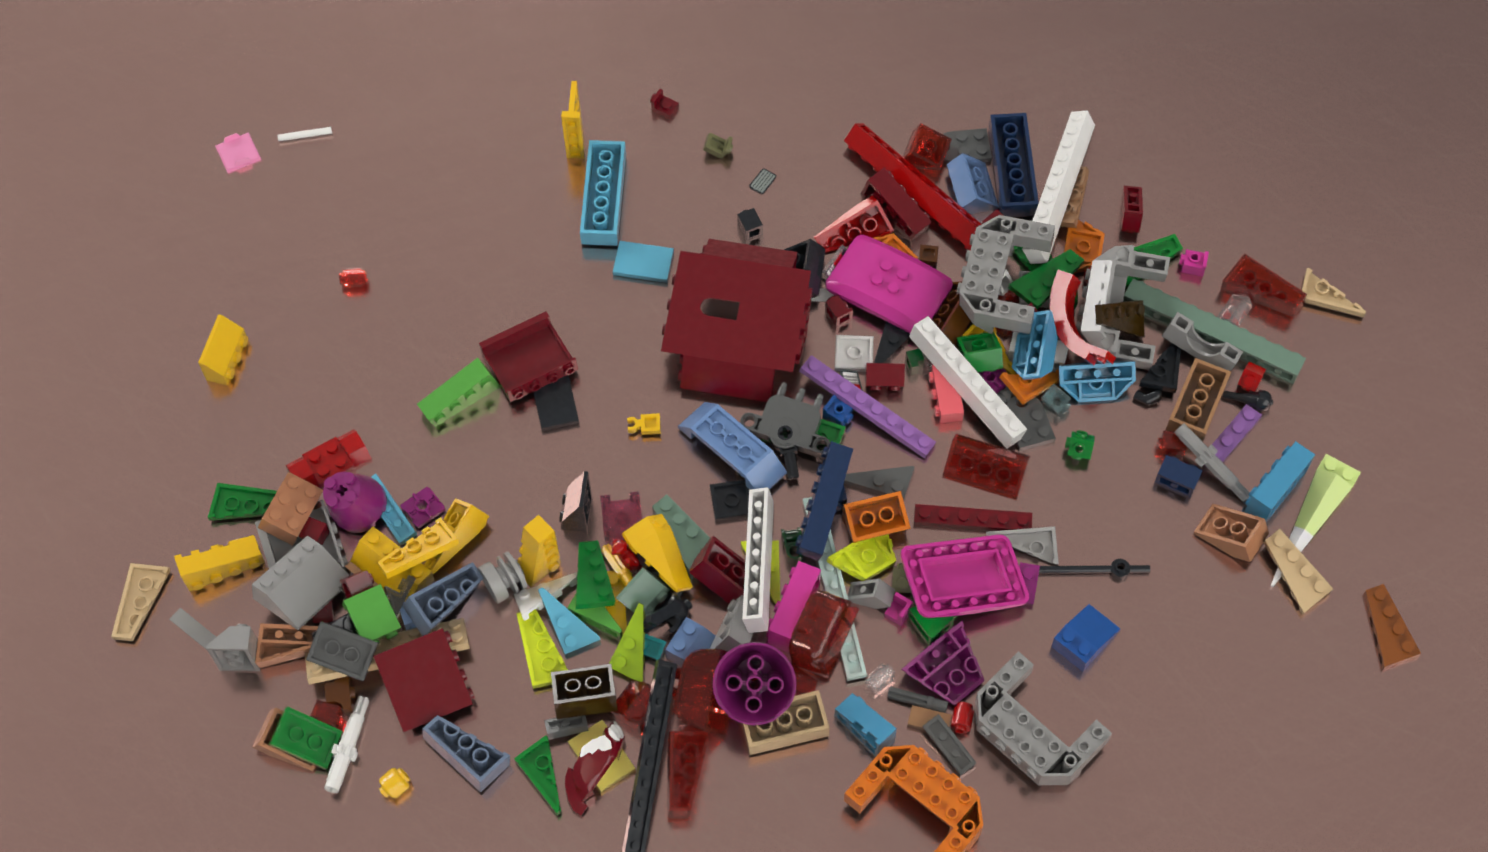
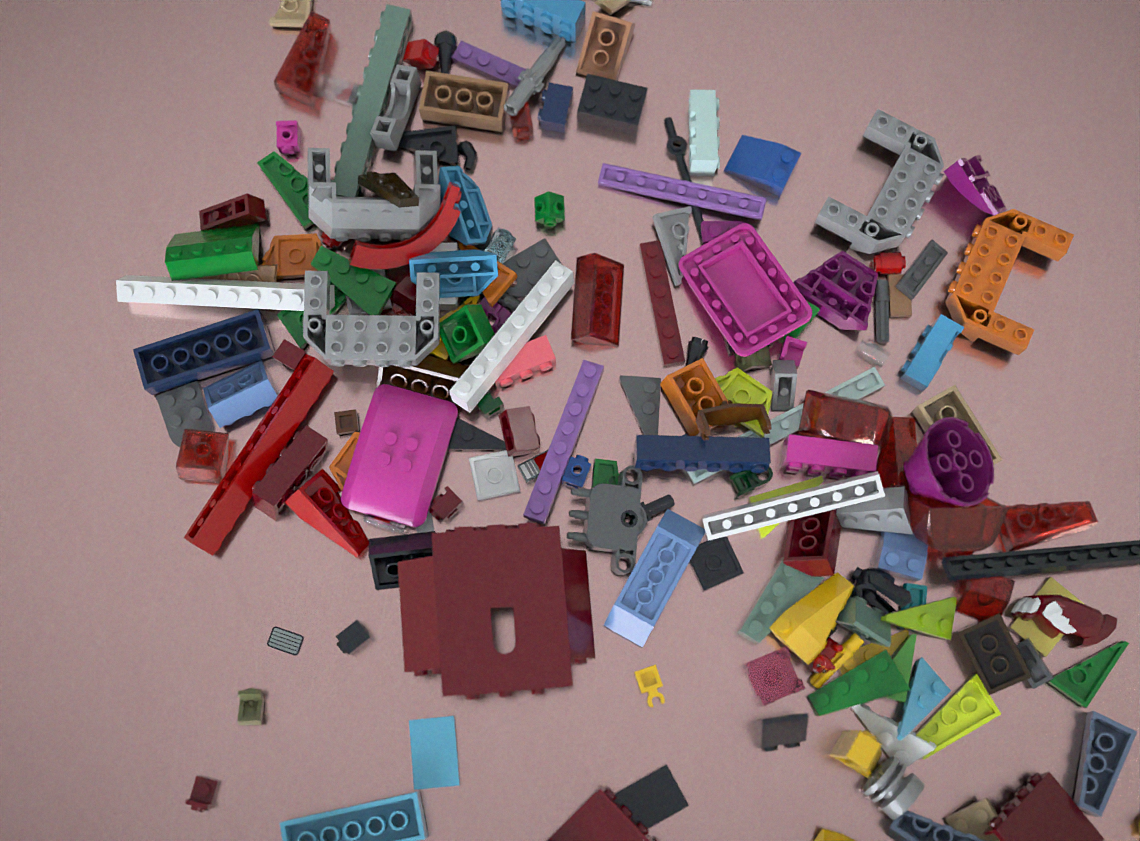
camera: 105 degrees left, 15 degrees up
(852, 529) = (732, 414): none -> reddish brown piece
(921, 533) = (696, 349): none -> black cone
(1017, 812) = (972, 183): none -> magenta wedge
(1073, 559) = (682, 191): none -> medium lavender tile
(1099, 184) = (213, 252): none -> green slope
(1127, 590) = (703, 133): none -> light aqua wedge
(1171, 521) = (612, 104): none -> black brick

